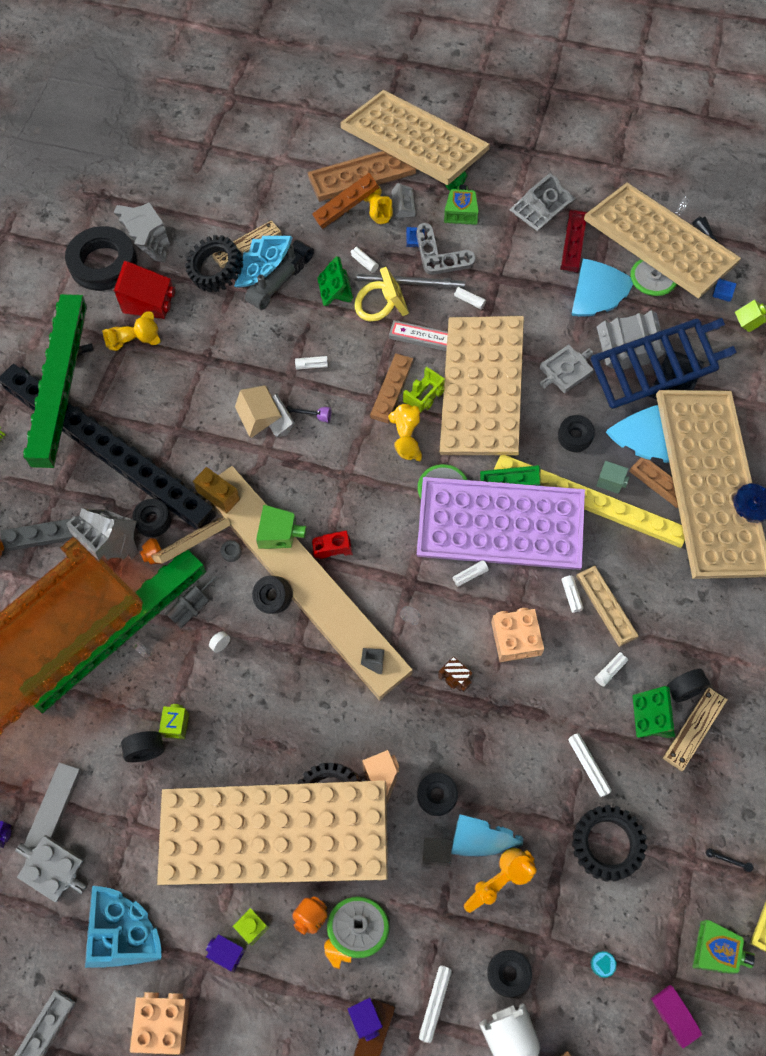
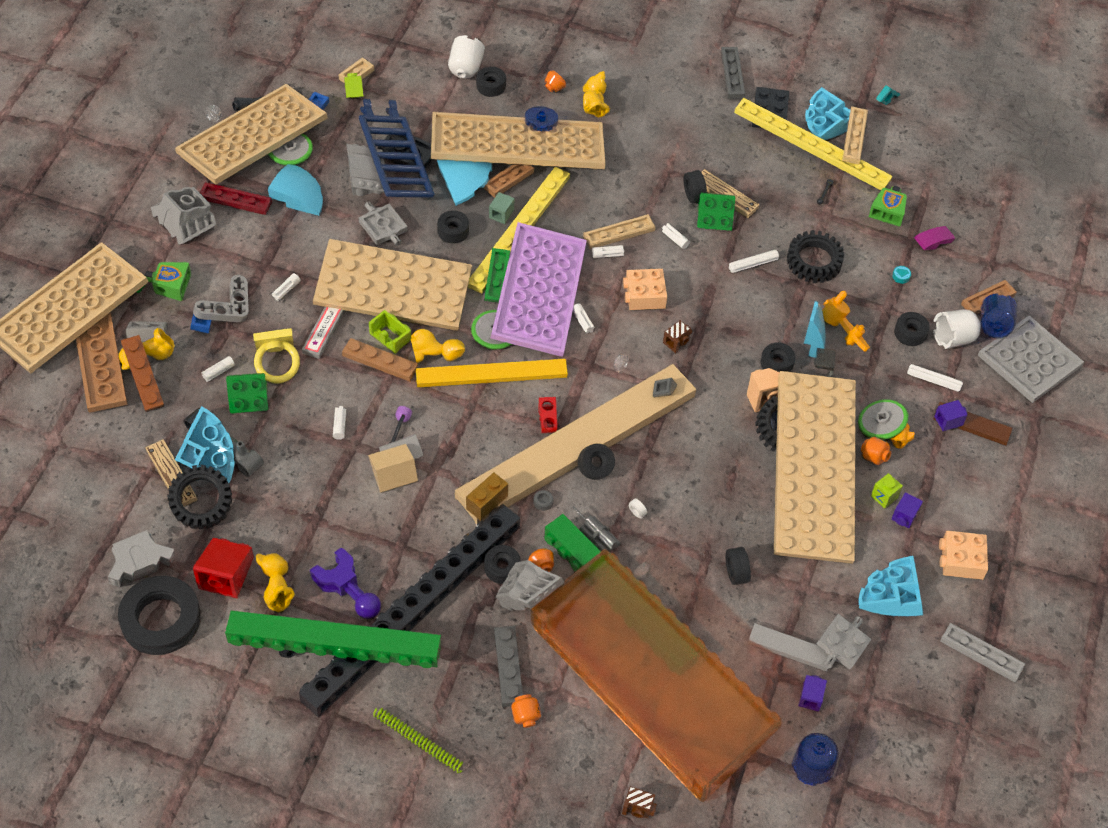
camera: 90 degrees left, 10 degrees down
(132, 386) = (343, 581): none -> dark purple piece
(174, 722) = (712, 545): lime brick -> none
(191, 540) = (536, 523): tan tile -> none
(278, 529) = (532, 449): bright green torso -> none
(386, 492) = (491, 373): none -> yellow tile
(447, 283) = (263, 305): flat silver bar -> none

